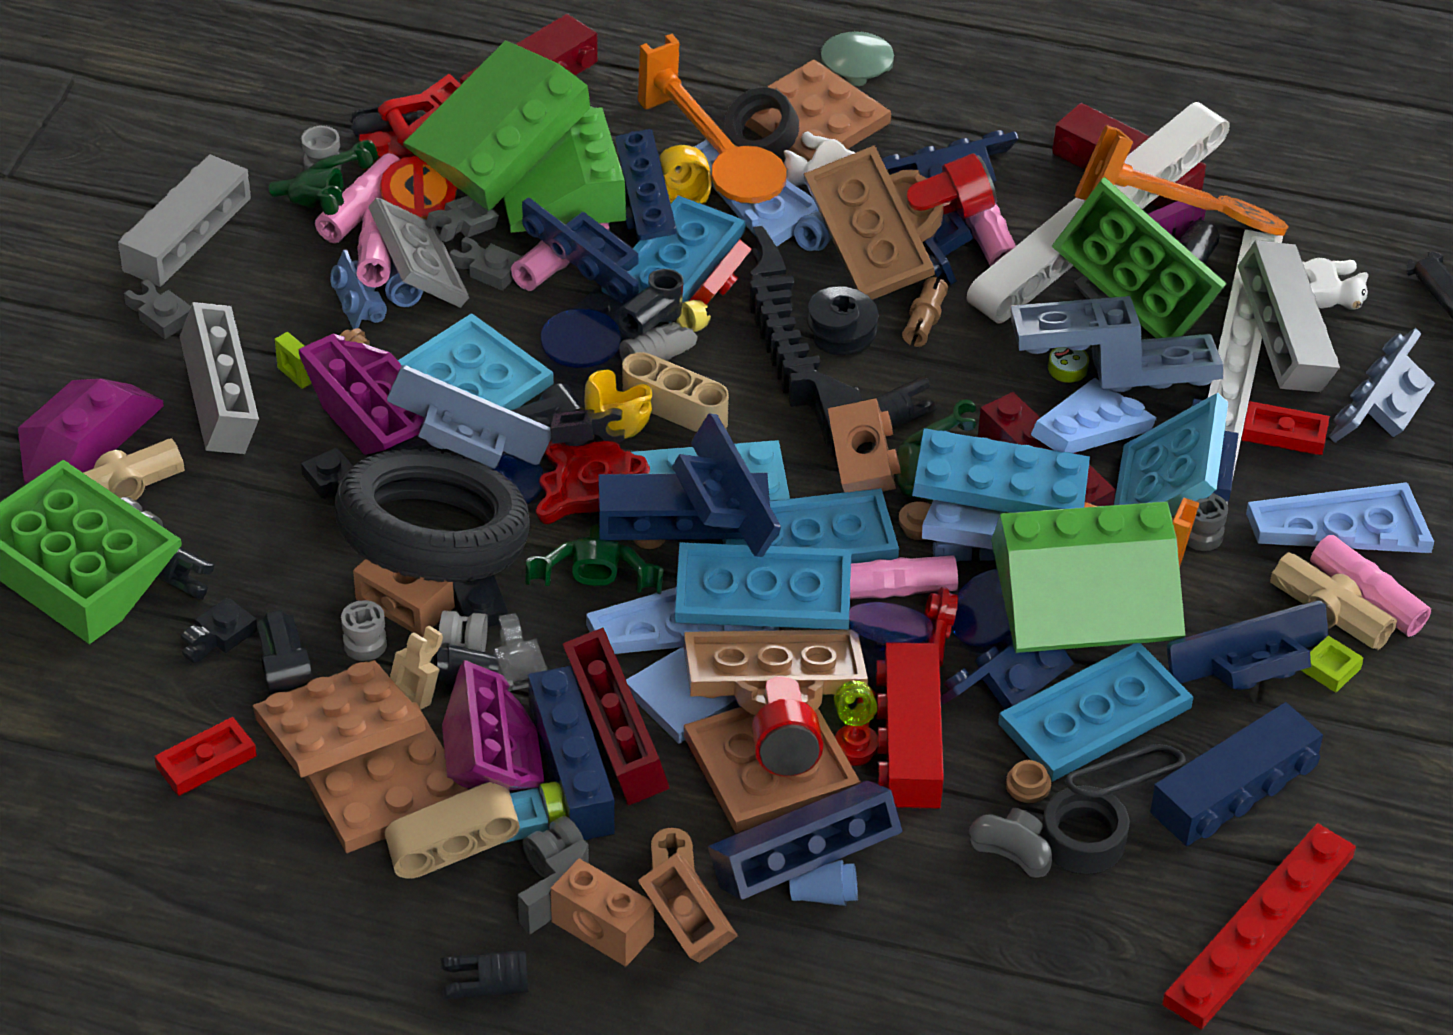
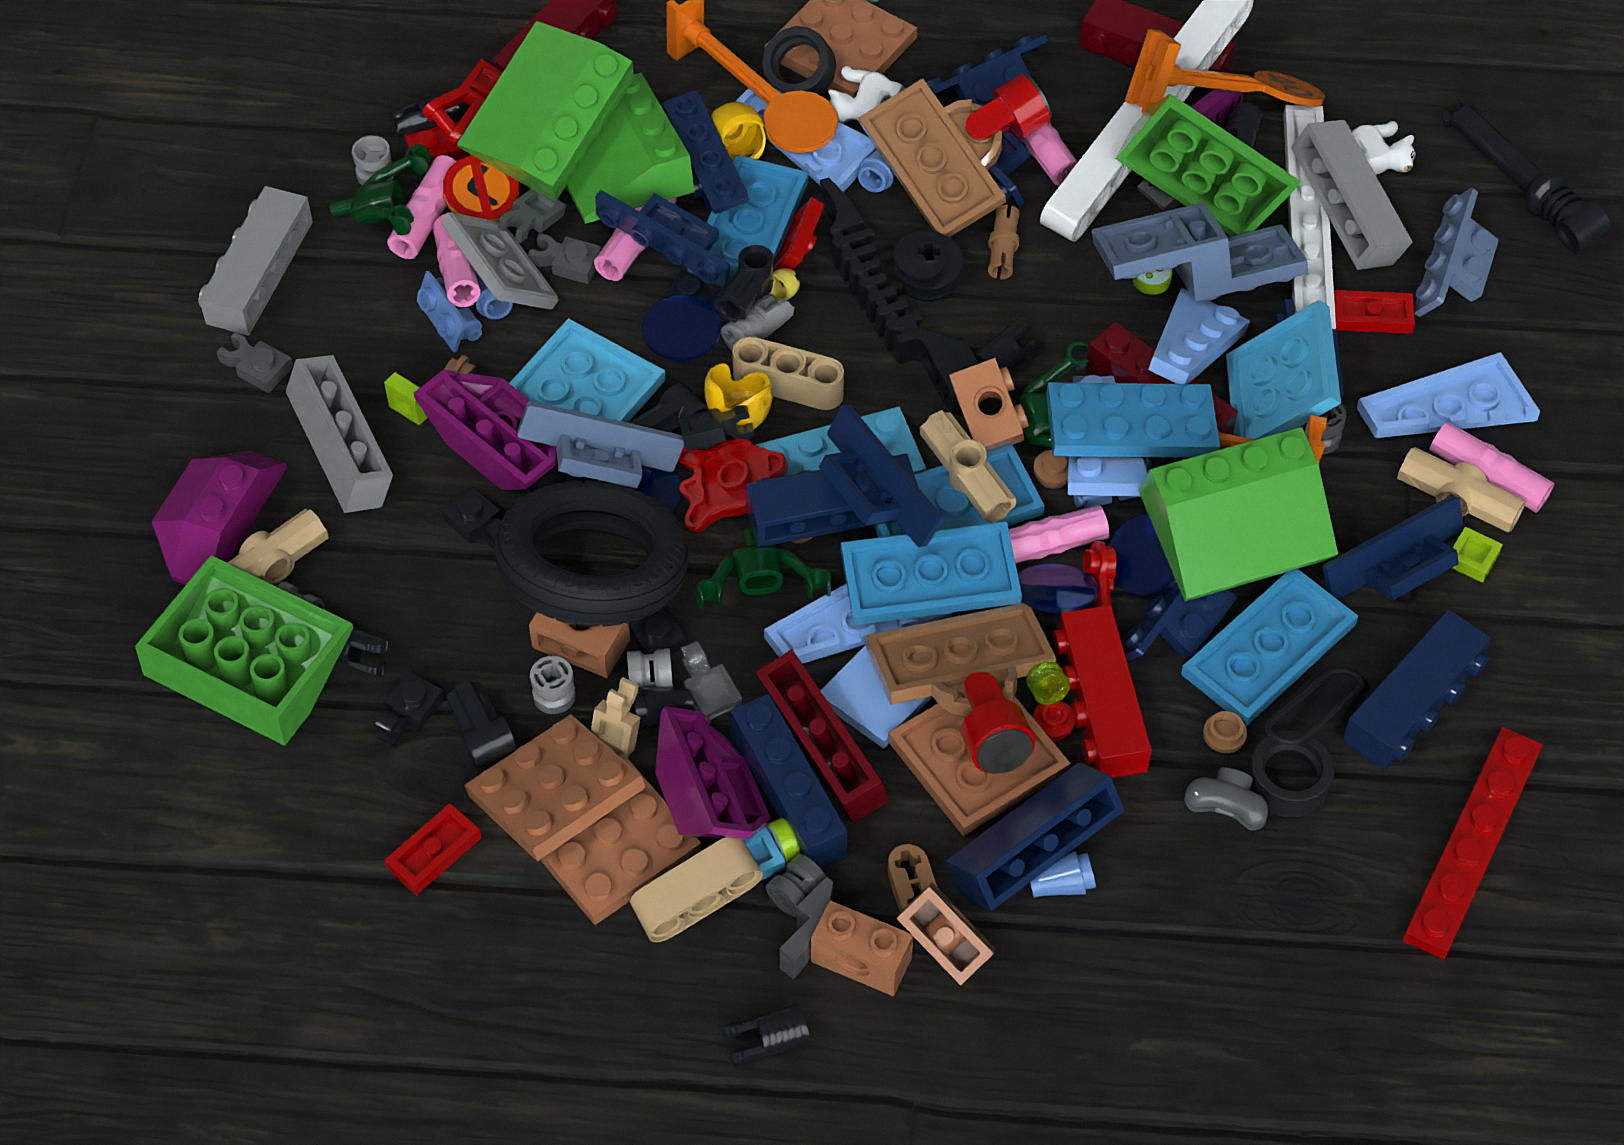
camera: 10 degrees left, 10 degrees up
(827, 497) = (967, 466): none -> tan piece

